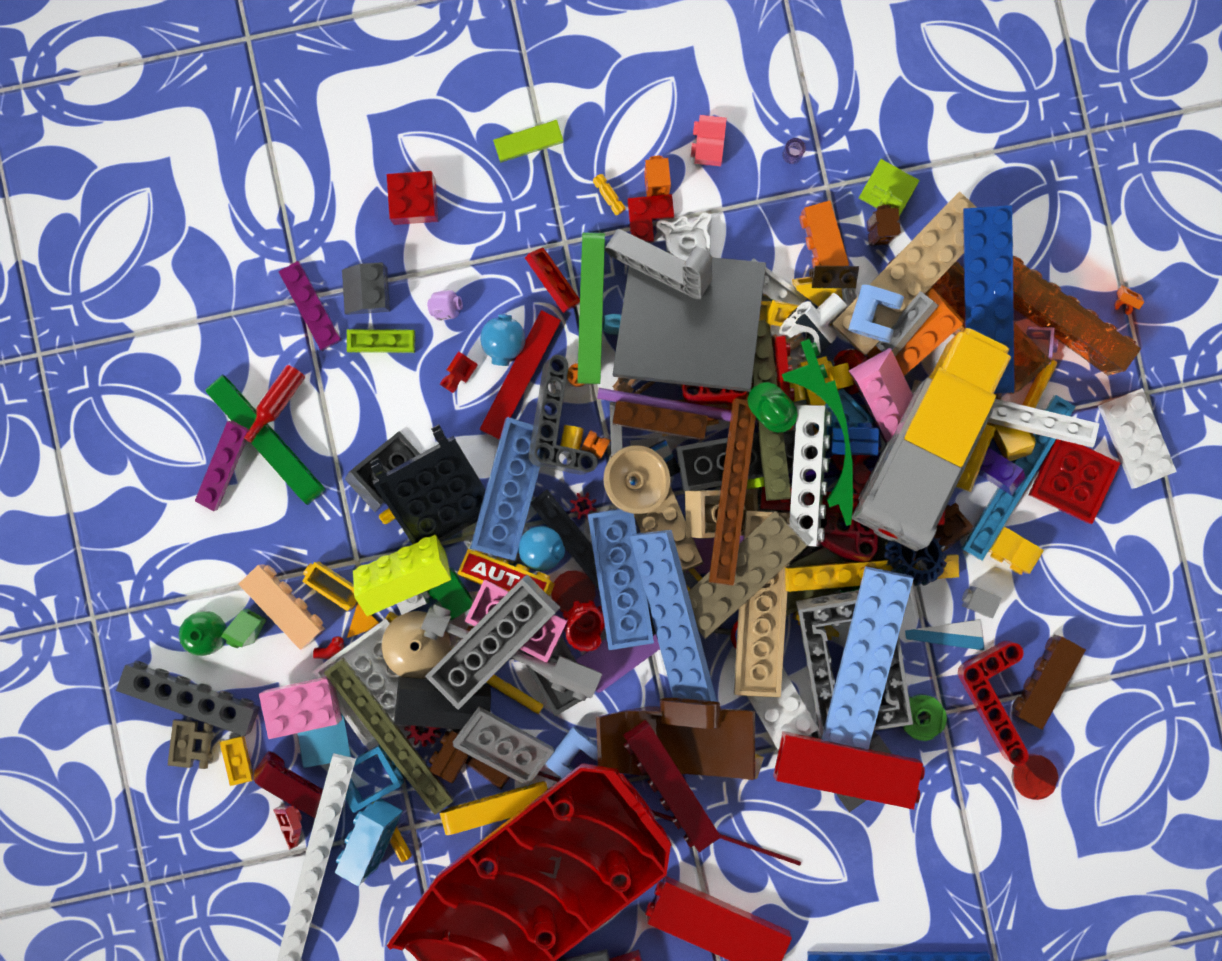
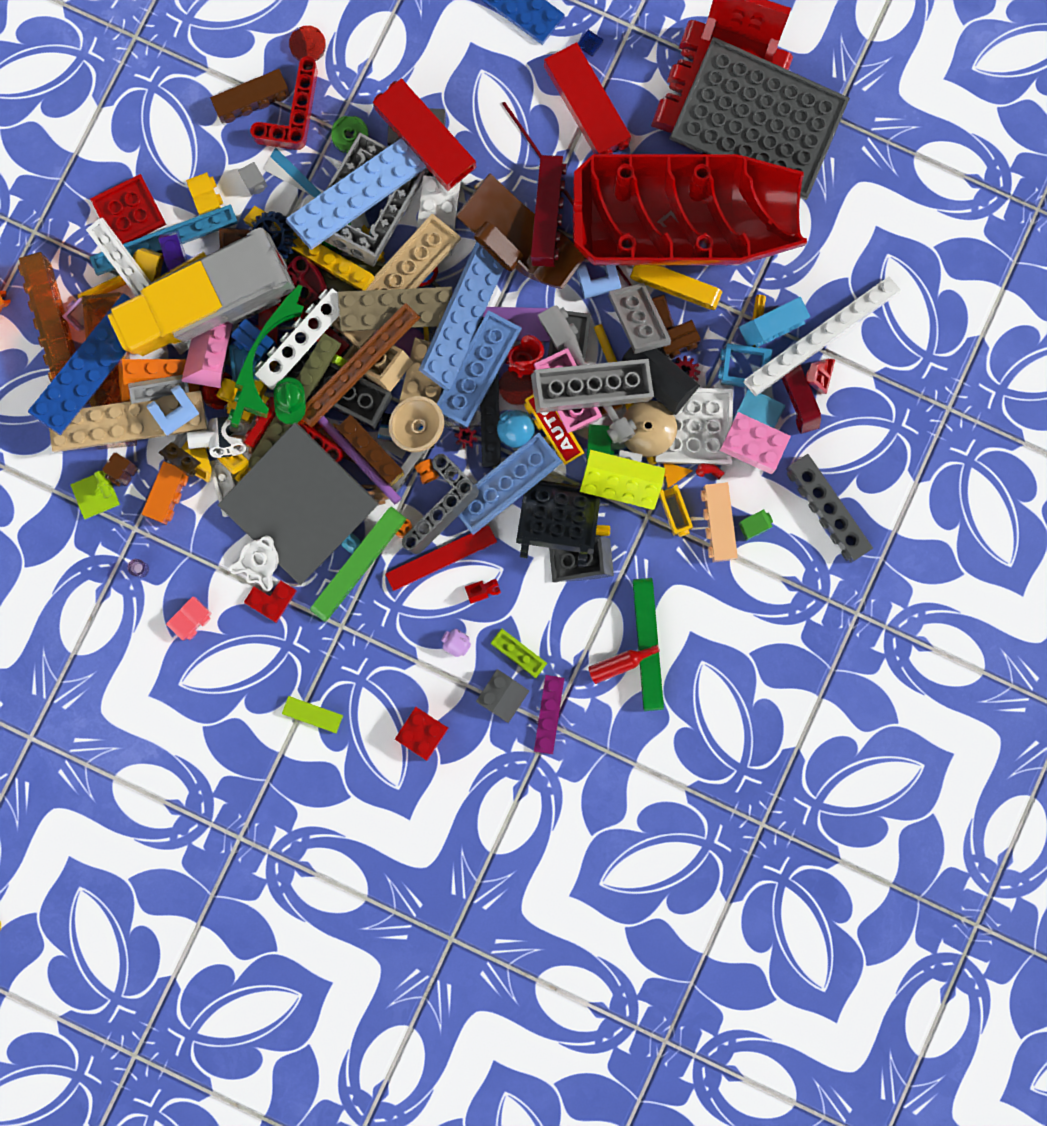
camera: 145 degrees left, 5 degrees down
(183, 744) = (854, 482): dark tan plate -> none
(202, 633) = (788, 545): green cylinder -> none
(222, 466) = (690, 647): magenta plate -> none
(237, 760) = (826, 443): yellow plate -> none
(388, 735) = (710, 382): olive plate -> none
(502, 339) = (434, 589): dark azure brick -> none
(553, 279) = (369, 604): red plate -> none
(571, 437) = (439, 488): yellow beam -> none
(609, 194) = (286, 635): yellow axle -> none
(657, 176) = (244, 618): orange brick -> none
(686, 276) = (288, 555): light grey beam -> none
(1137, 438) = (65, 207): white plate -> none

